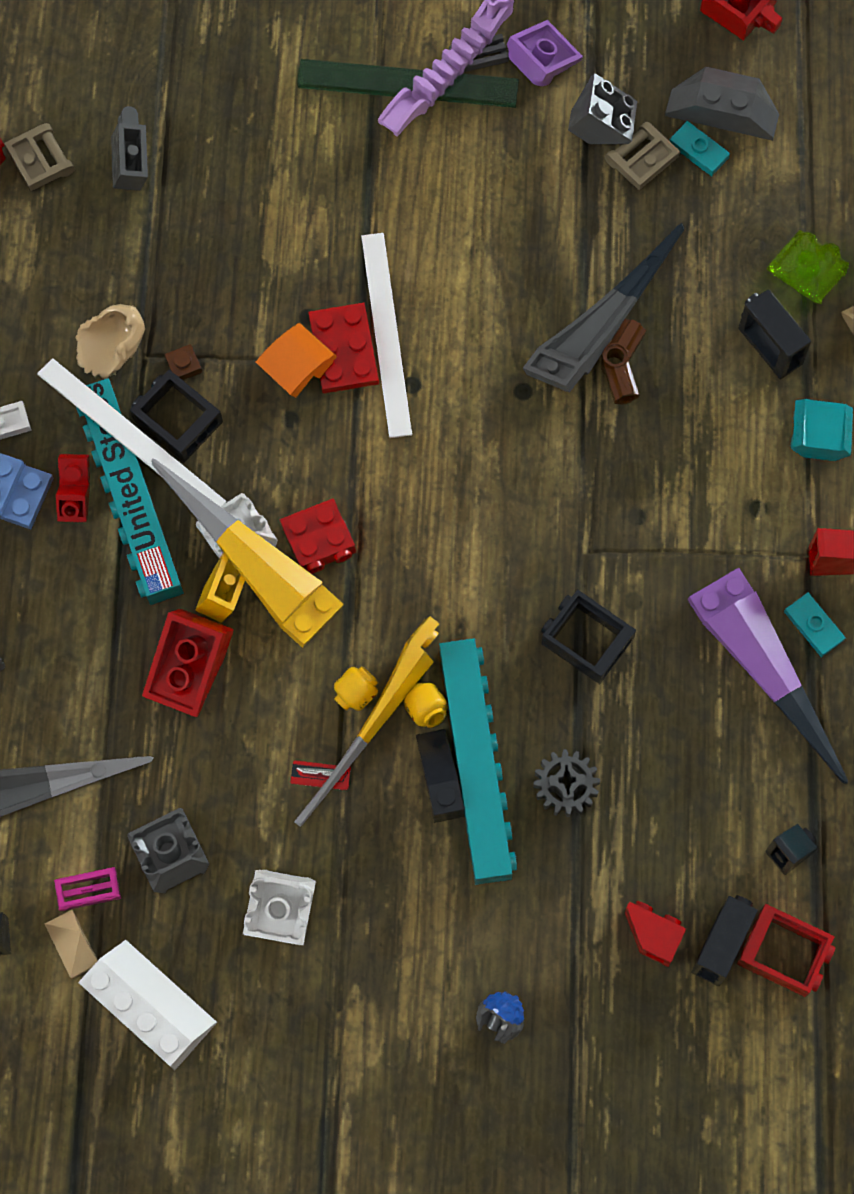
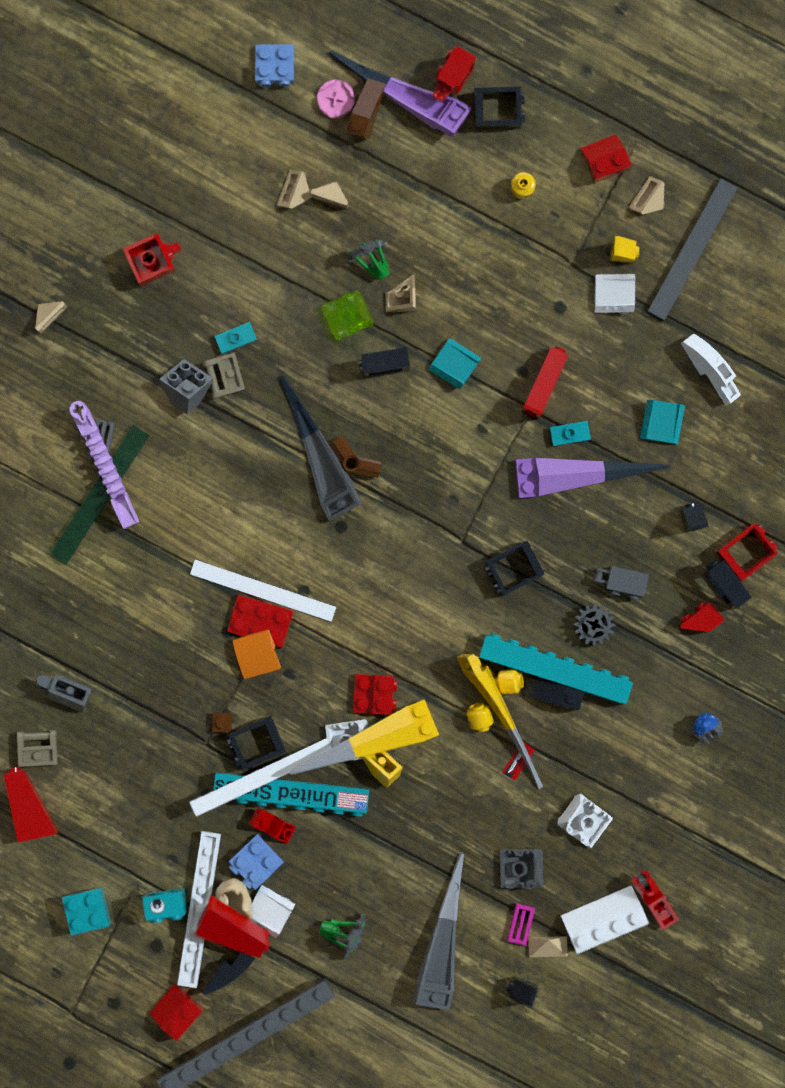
camera: 65 degrees left, 15 degrees up
(109, 340) = (189, 761): tan piece -> none
(187, 661) = (415, 806): red slope -> none
(209, 1062) = (654, 899): none -> red plate
(542, 53) = (123, 401): medium lavender slope -> none
(649, 794) = (623, 581): none -> dark grey brick
(725, 102) = (213, 305): dark grey wedge -> none

